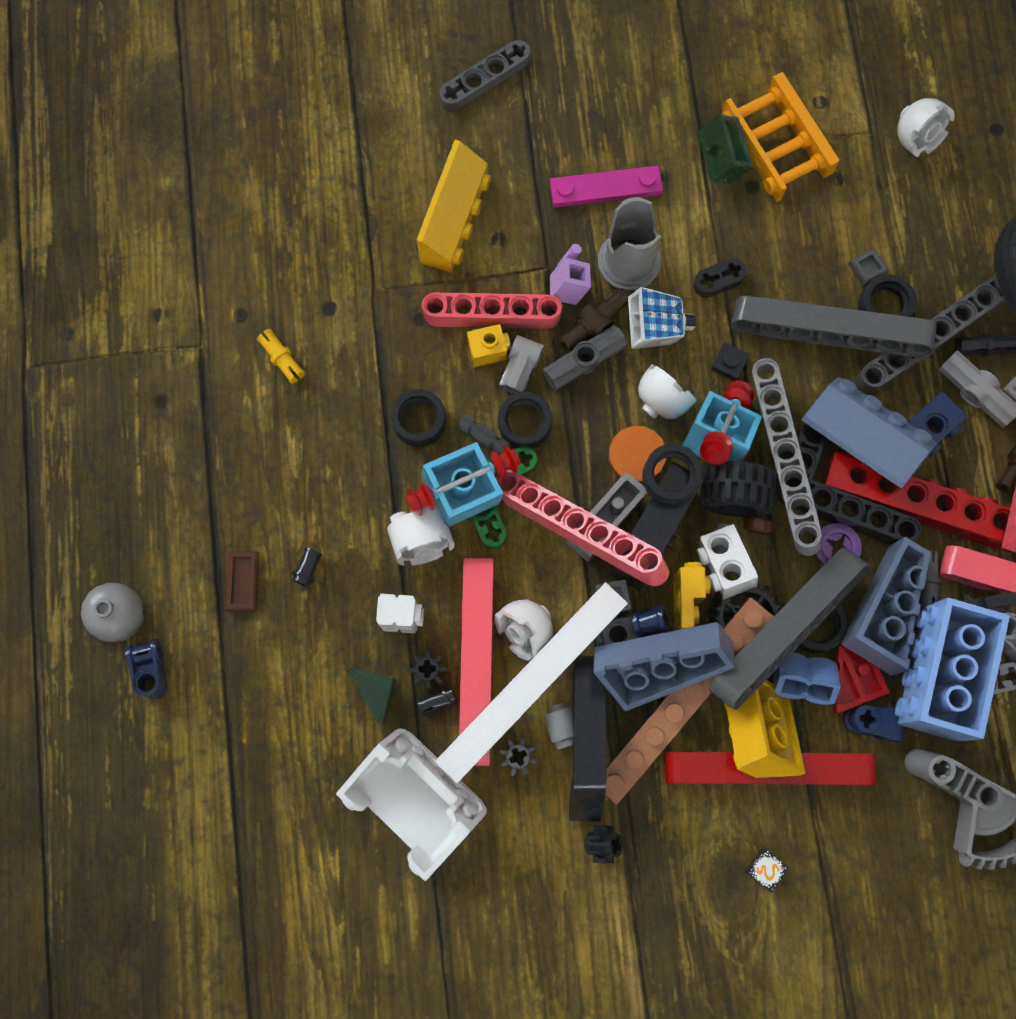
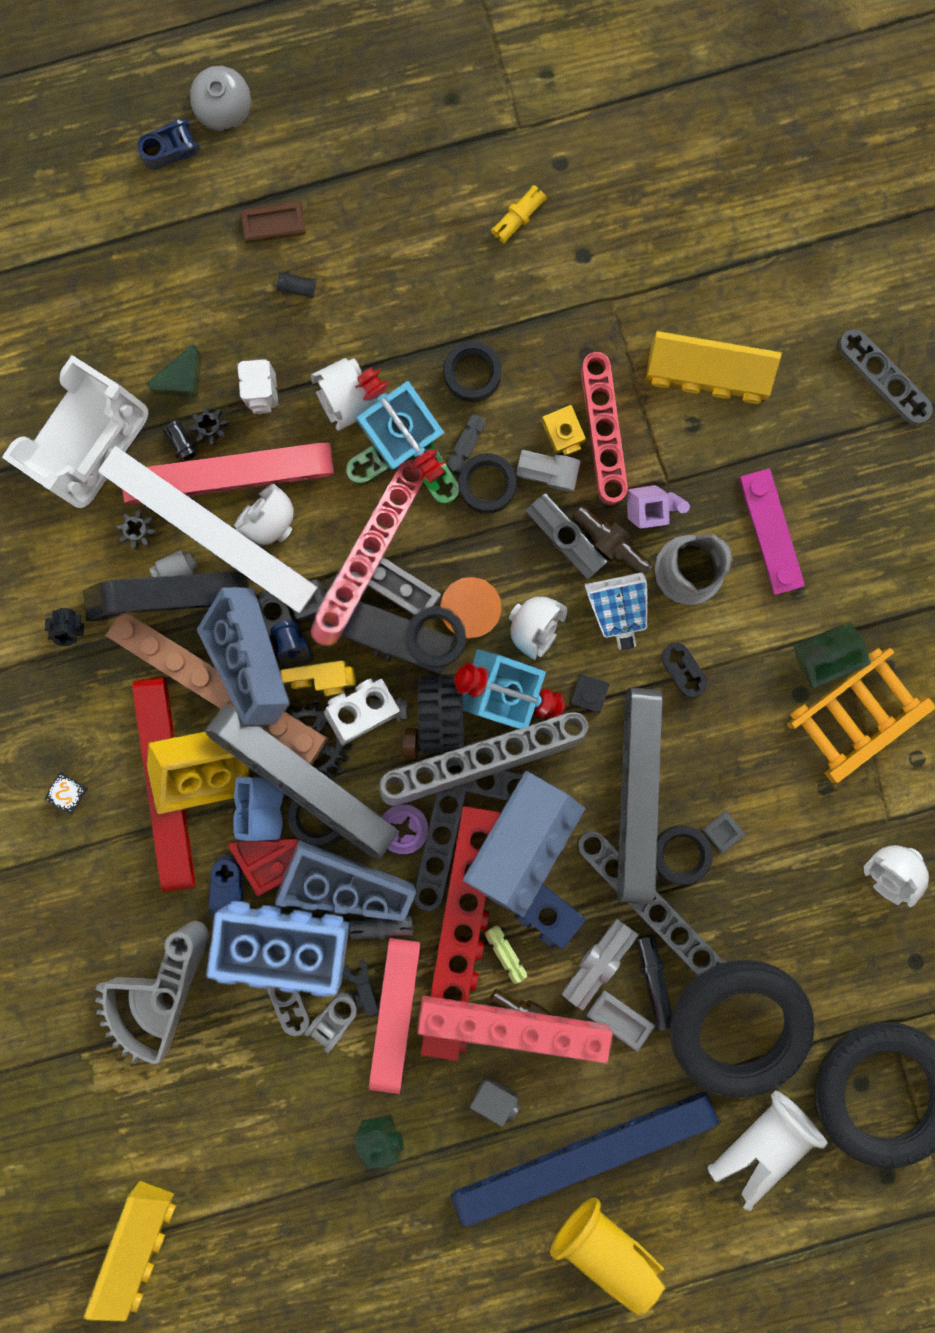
camera: 85 degrees right, 10 degrees up
(964, 471) = (506, 954): none -> yellowish green axle

